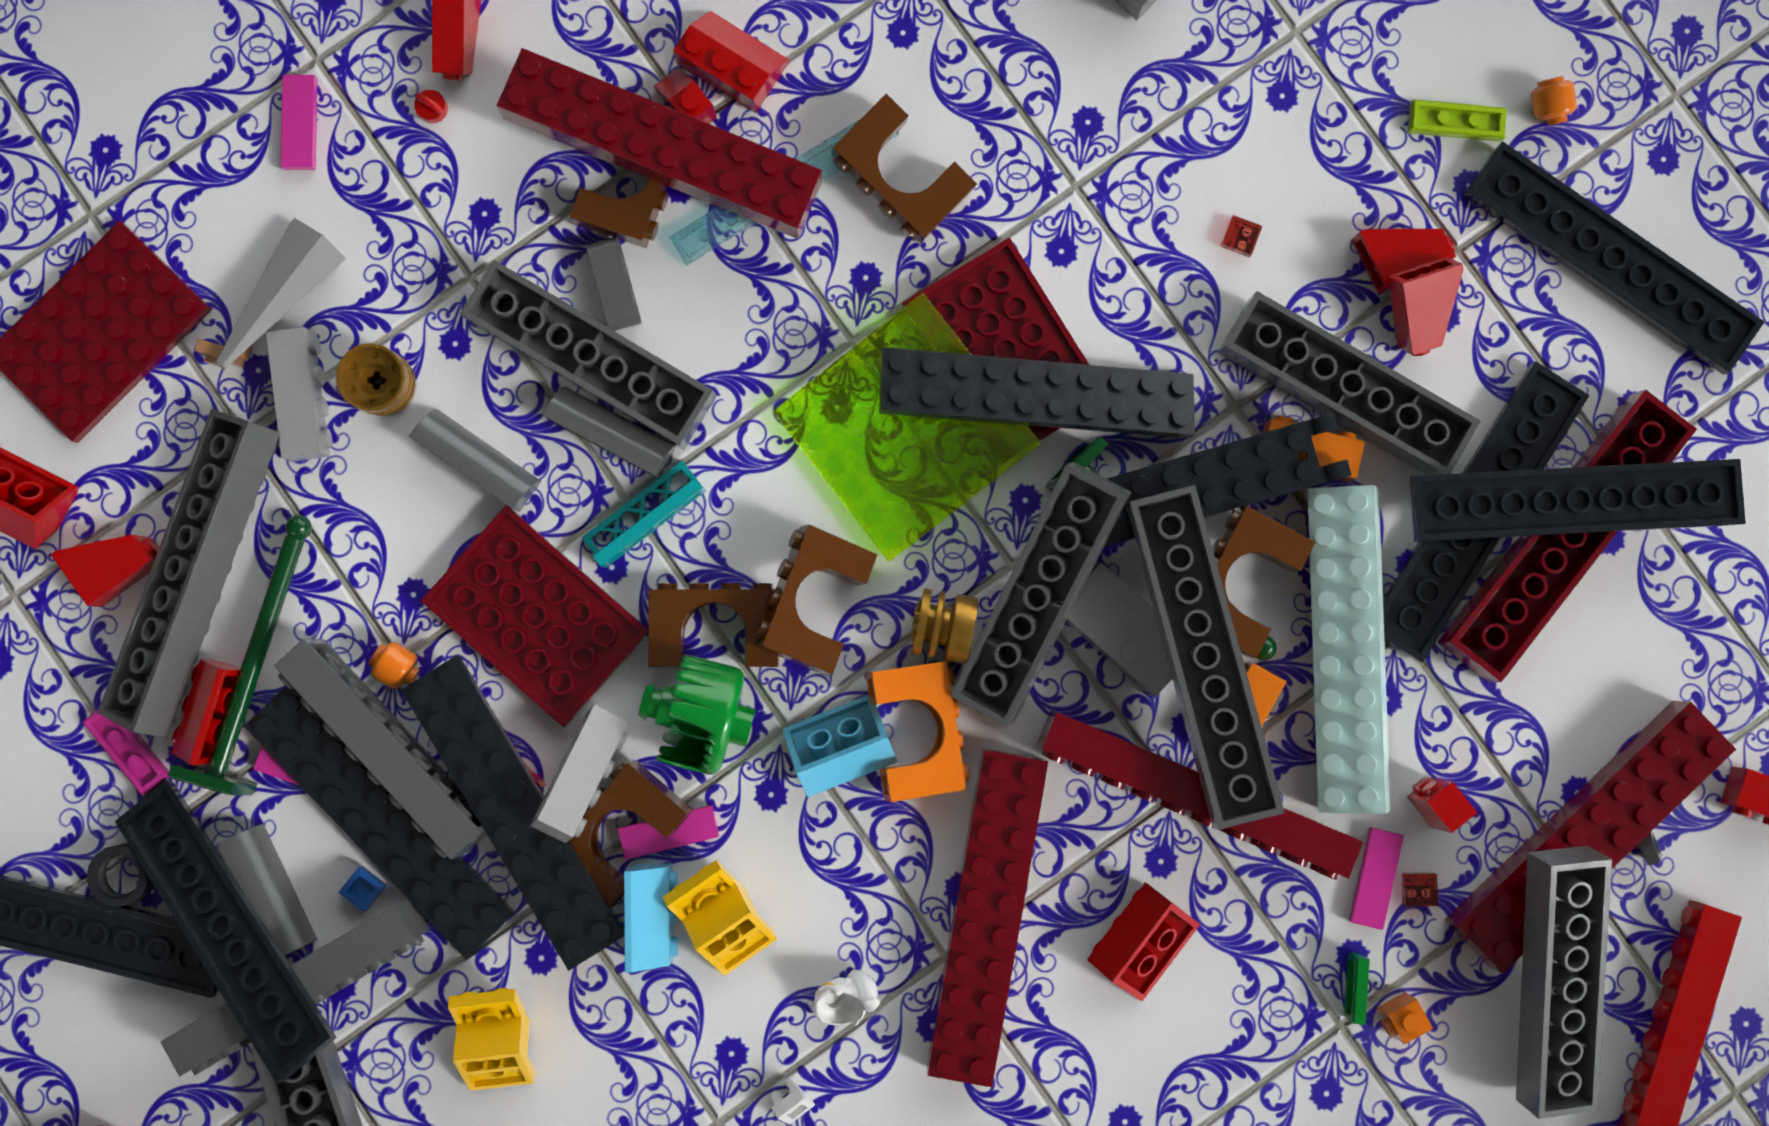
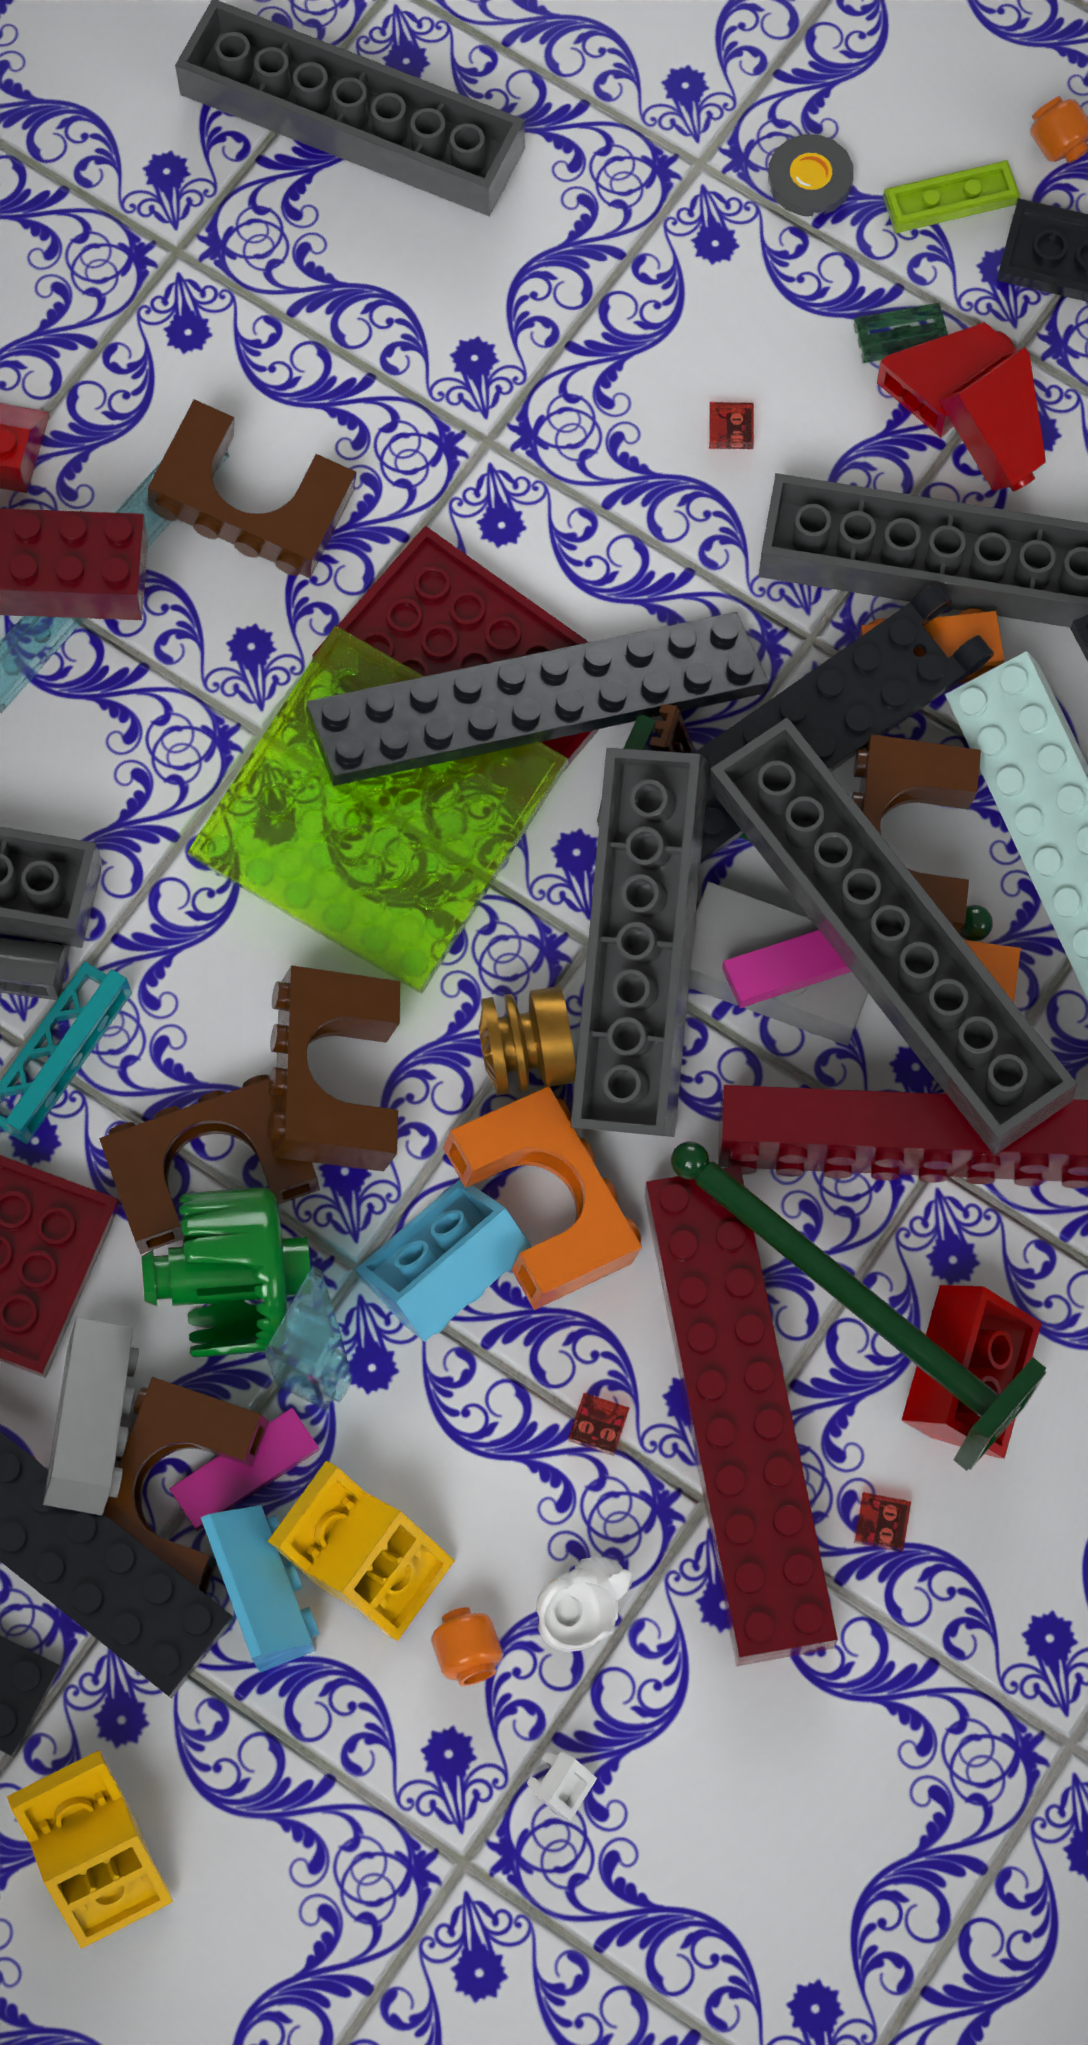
camera: 20 degrees left, 15 degrees down
(733, 785) = (308, 1347): none -> clear light blue slope
(764, 999) = (467, 1646): none -> orange head
(898, 885) = (598, 1424): none -> clear red tile
(1050, 1013) = (882, 1522): none -> clear red tile
(1111, 464) = (671, 732): none -> reddish brown tile
(1125, 643) = (782, 968): none -> dark pink tile
(1146, 989) = (995, 1411): none -> dark green piece
(1356, 206) = (881, 344): none -> clear green tile
(1367, 69) = (810, 175): none -> dark grey tile

